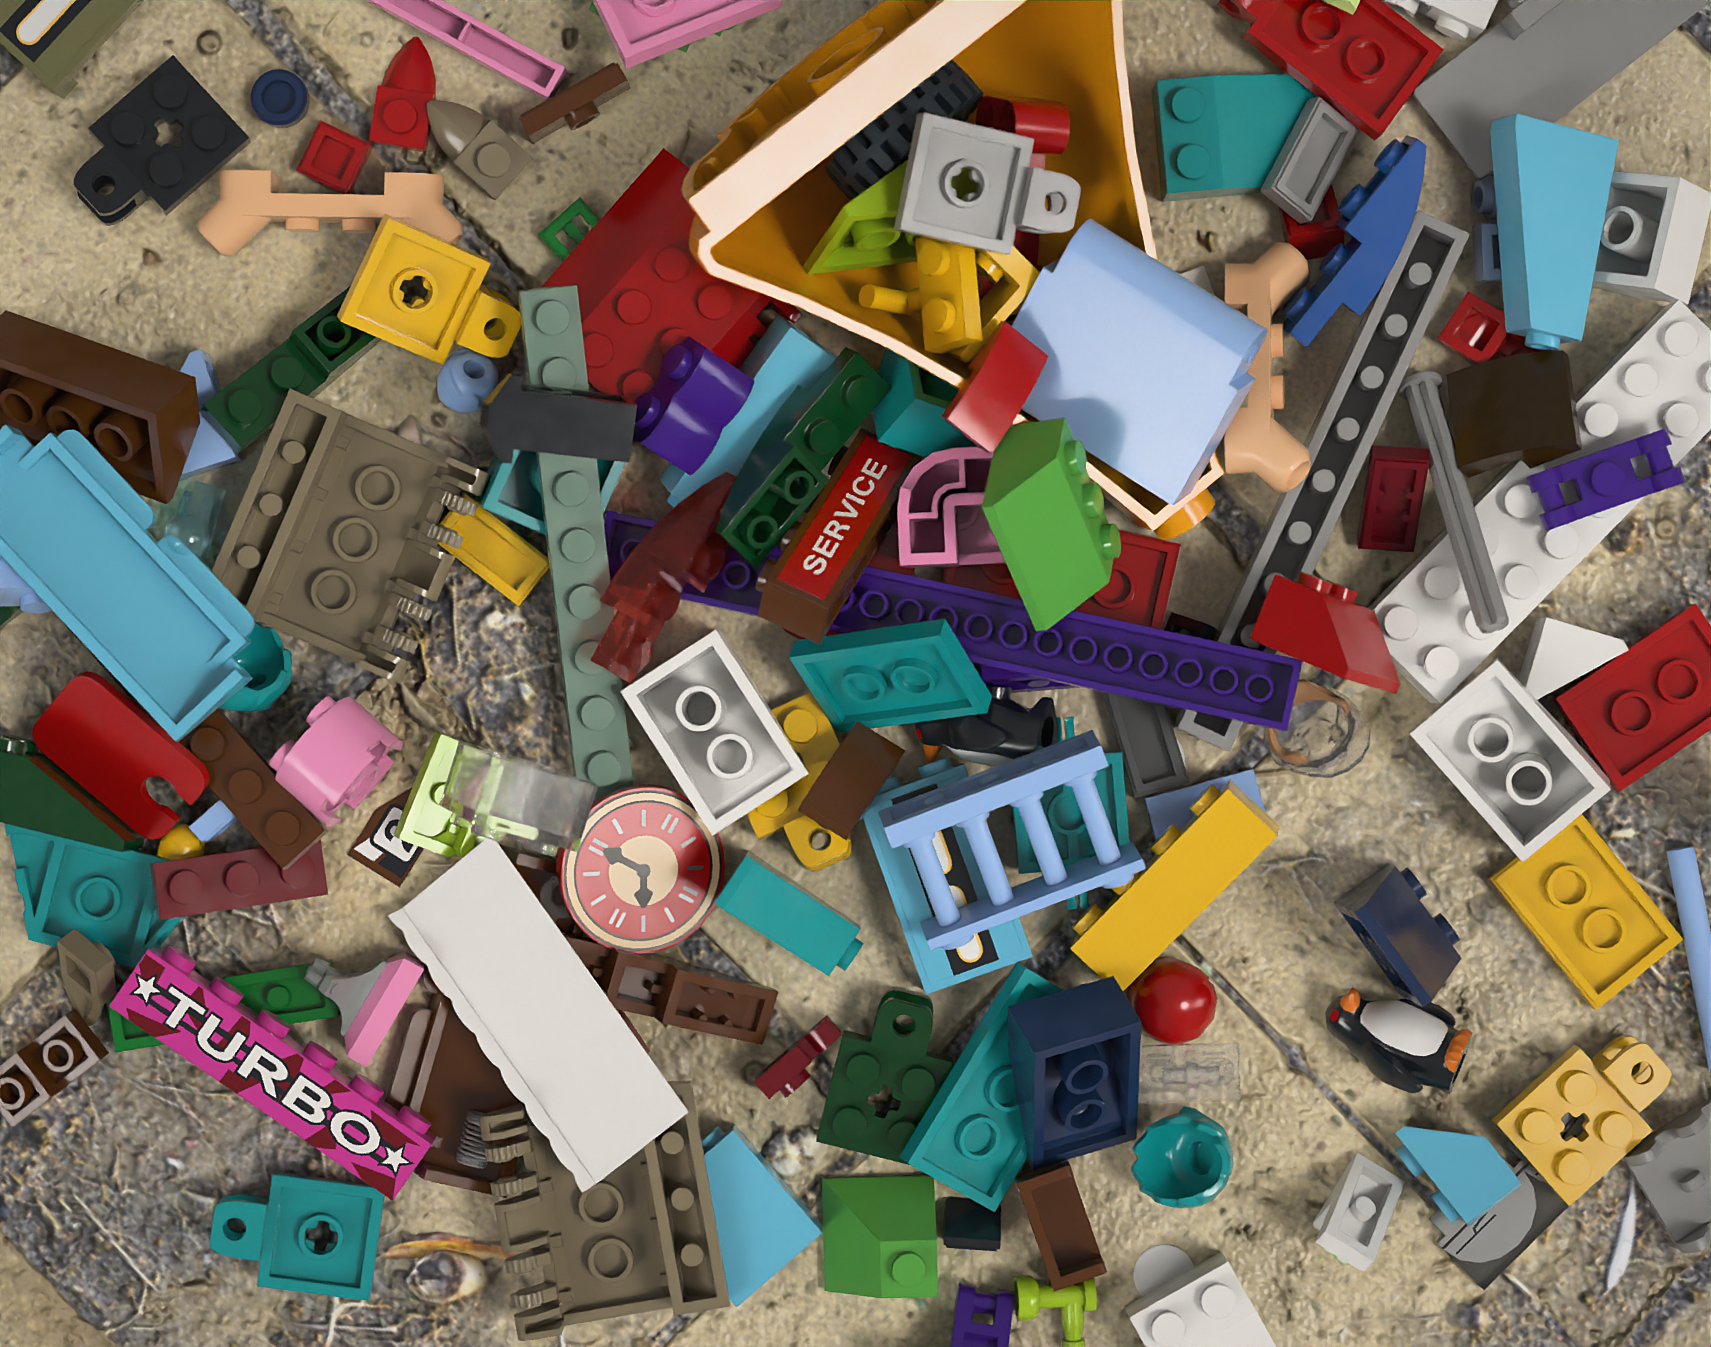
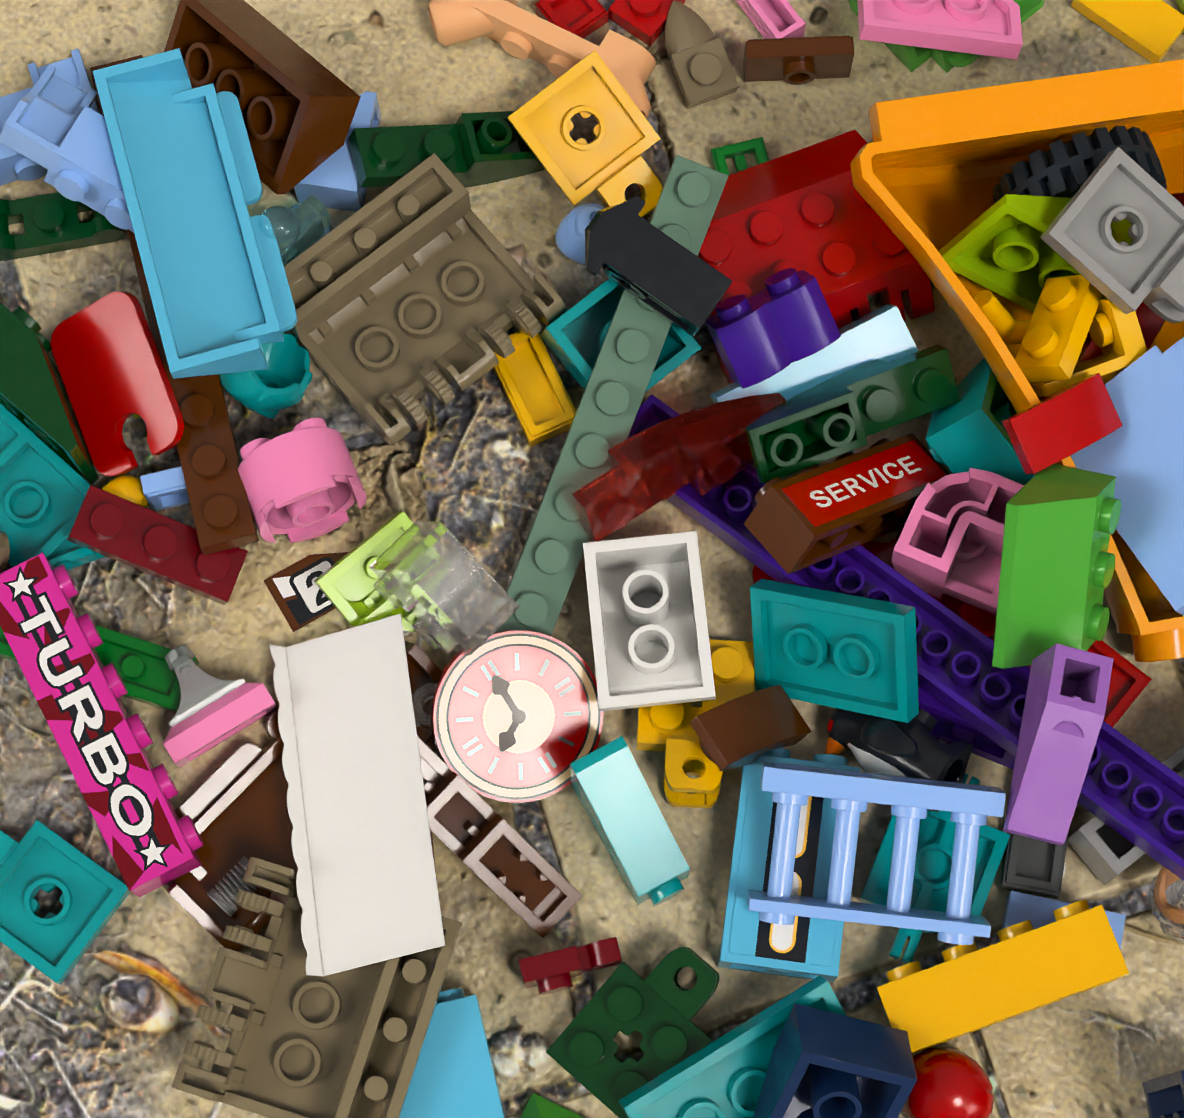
camera: 30 degrees right, 15 degrees down
(1123, 678) = (1056, 741): none -> medium lavender slope

